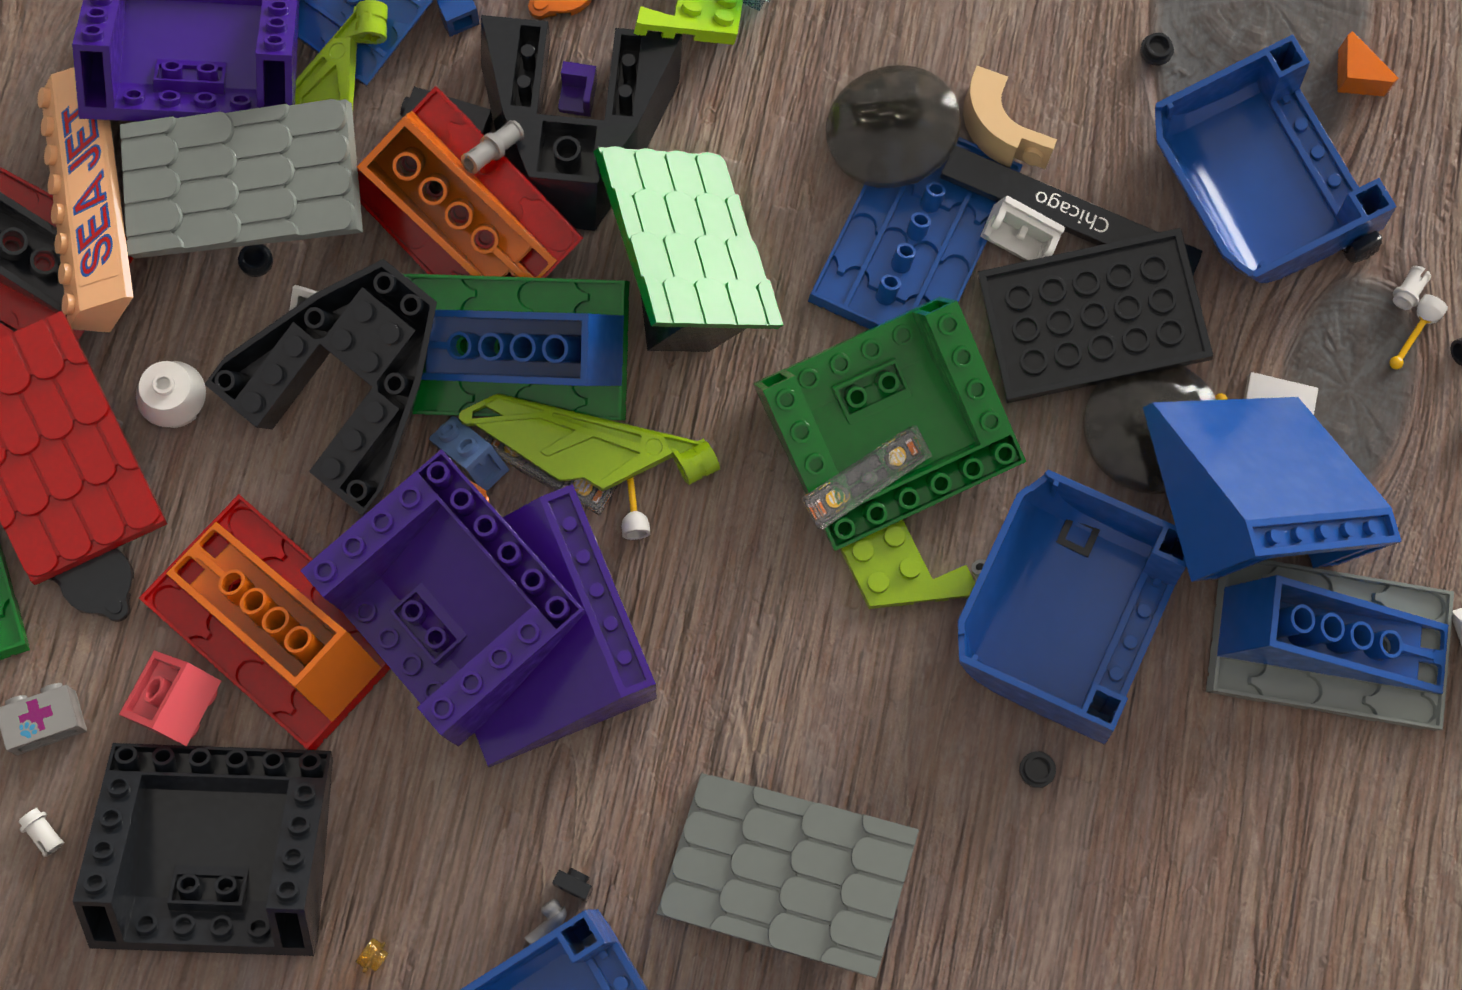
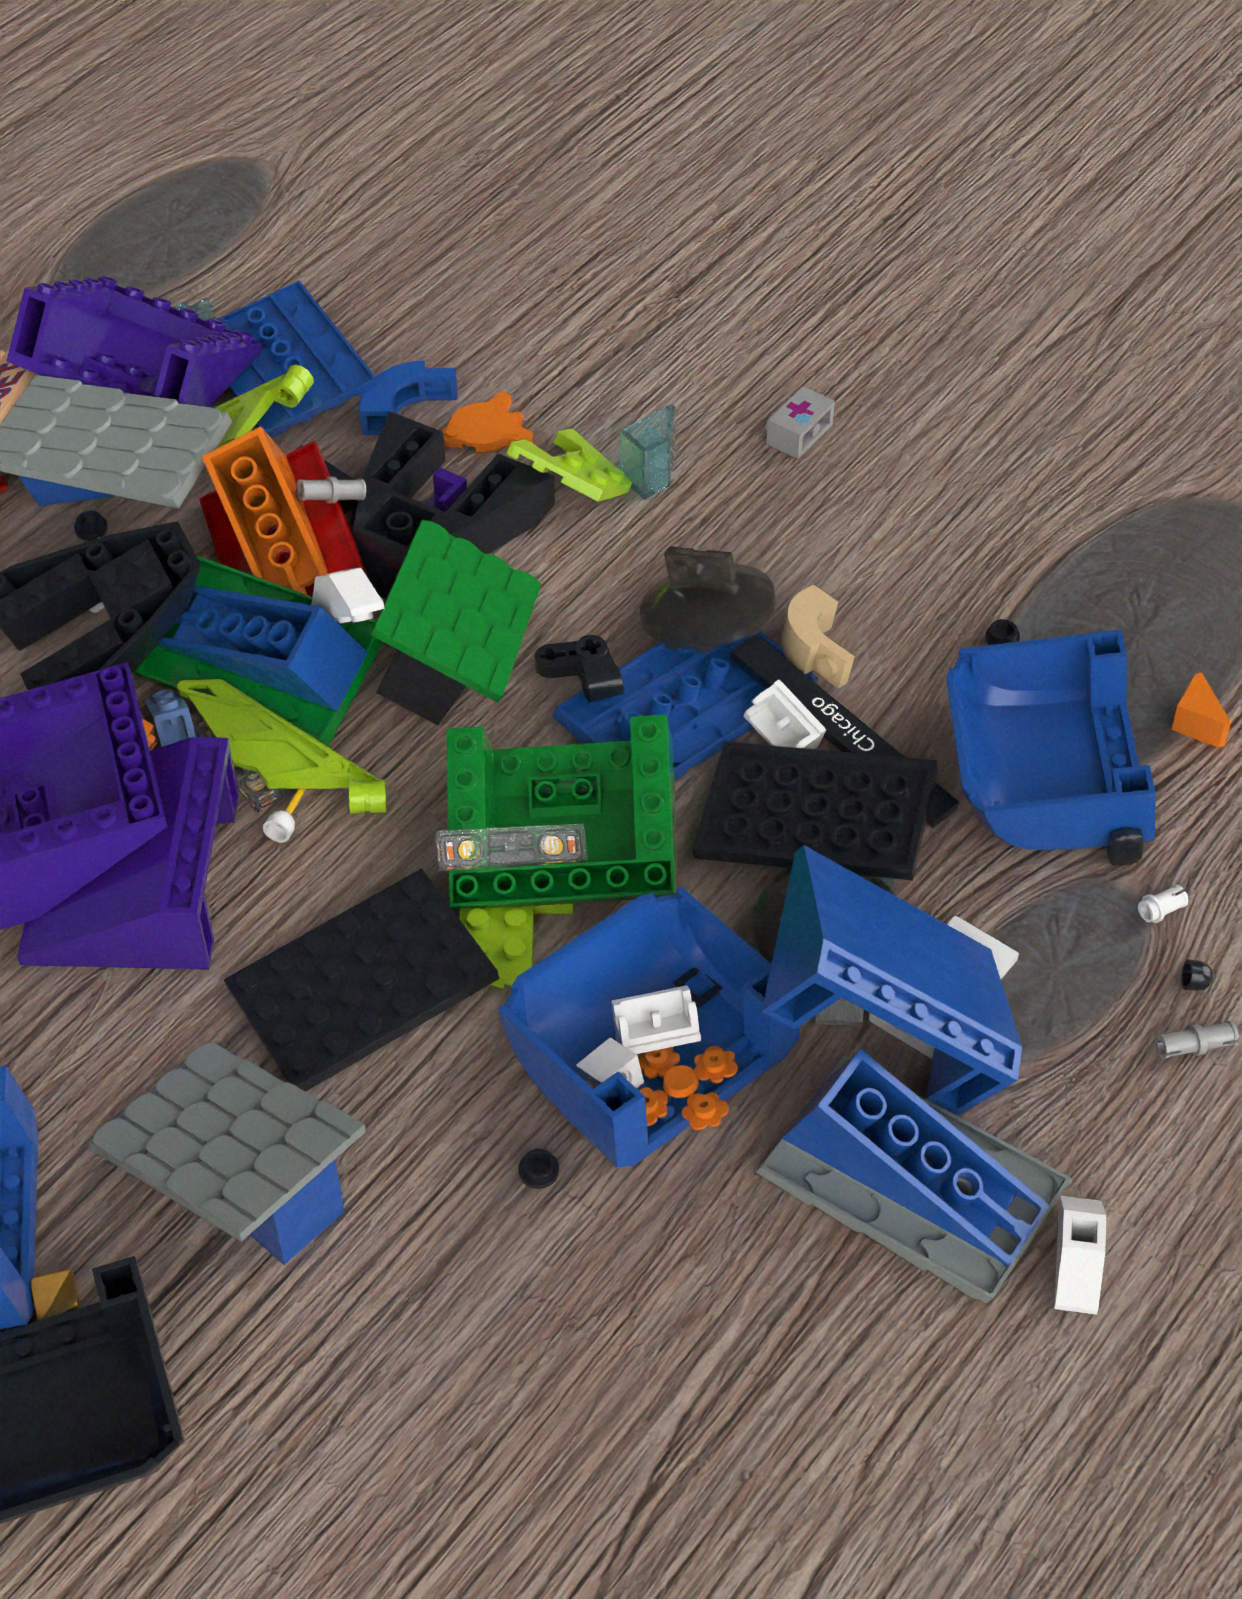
camera: 30 degrees right, 25 degrees down
(573, 883) = (29, 1081): black plate -> none
(601, 287) = (346, 595): none -> white slope
(785, 226) = (563, 658): none -> black beam
(797, 656) = (360, 980): none -> black plate
(838, 248) = (597, 670): none -> black piece
(1059, 664) = (608, 1060): none -> white brick
(1072, 597) = (656, 1020): none -> white hinge
(1118, 643) = (683, 1082): none -> orange plant
(1429, 311) = (1172, 929): hinge -> none

